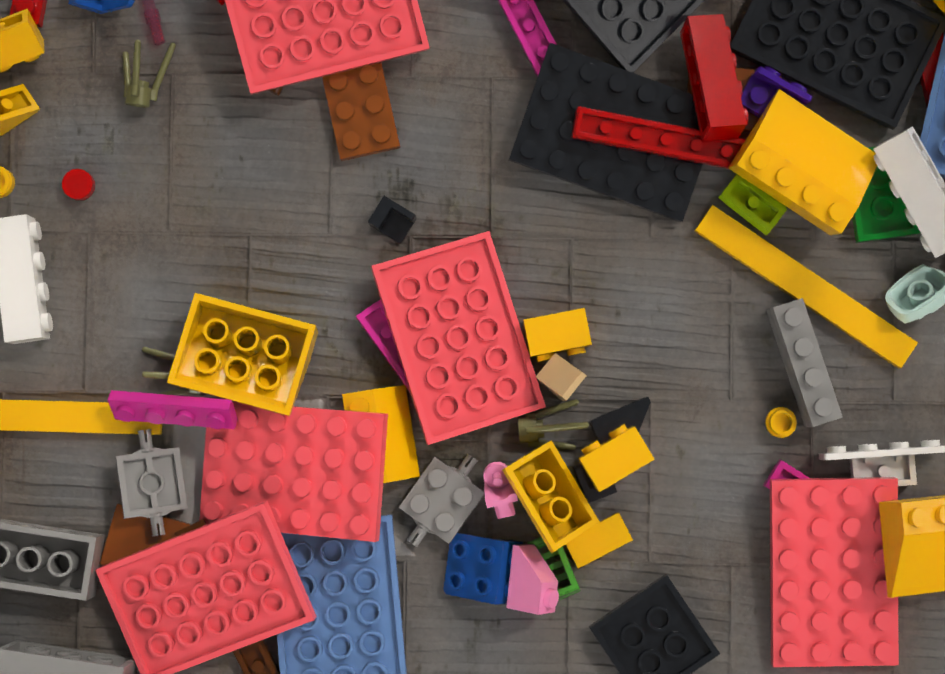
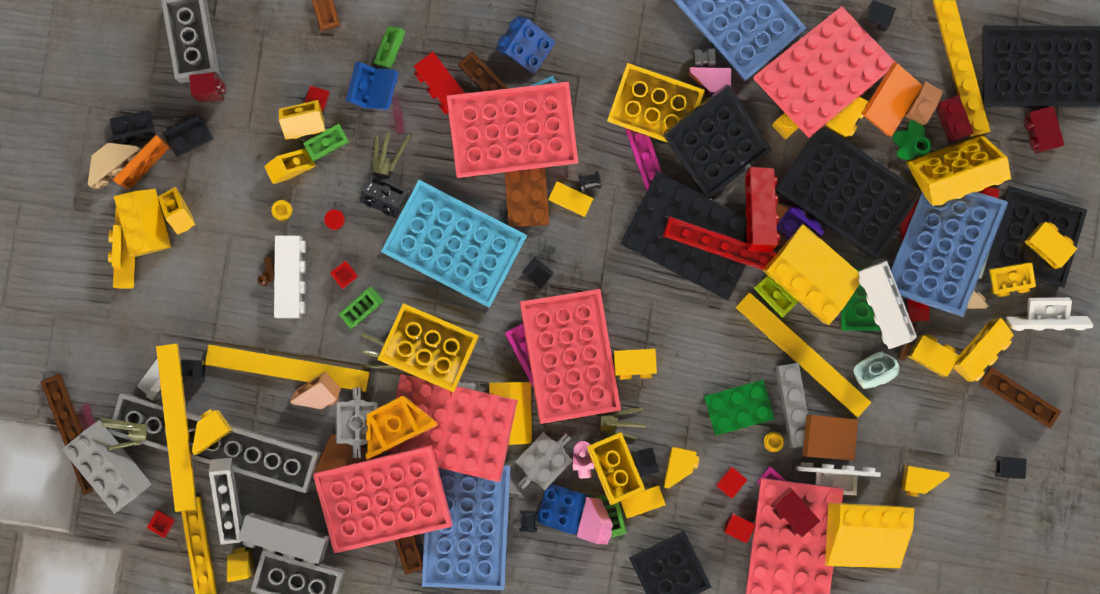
camera: 10 degrees right, 0 degrees up
(49, 71) = (326, 142): none -> bright green plate
(86, 446) = (317, 392): none -> slope
(103, 264) = (344, 274): none -> red plate
(146, 138) = (383, 195): none -> black bracket
(154, 291) = (374, 296): none -> bright green slope
(173, 409) = (378, 377): dark pink plate -> none
(209, 478) = (394, 425): none -> light orange wing
(261, 194) = (454, 243): none -> medium azure plate
(426, 104) = (570, 199): none -> yellow tile
(431, 593) = (528, 521): none -> black bush
(461, 76) = (585, 186): none -> black bush
(560, 377) = (633, 391): tan slope -> none
(615, 457) = (661, 449): yellow brick -> none
(630, 415) = (667, 430): black slope -> none
(648, 482) = (680, 465): none -> yellow slope
(721, 379) = (738, 407): none -> green plate
(726, 492) = (731, 482): none -> red panel
(748, 559) = (739, 528): none -> red panel
(832, 523) = (795, 512): none -> dark red brick
(865, 403) = (830, 437): none -> dark orange tile

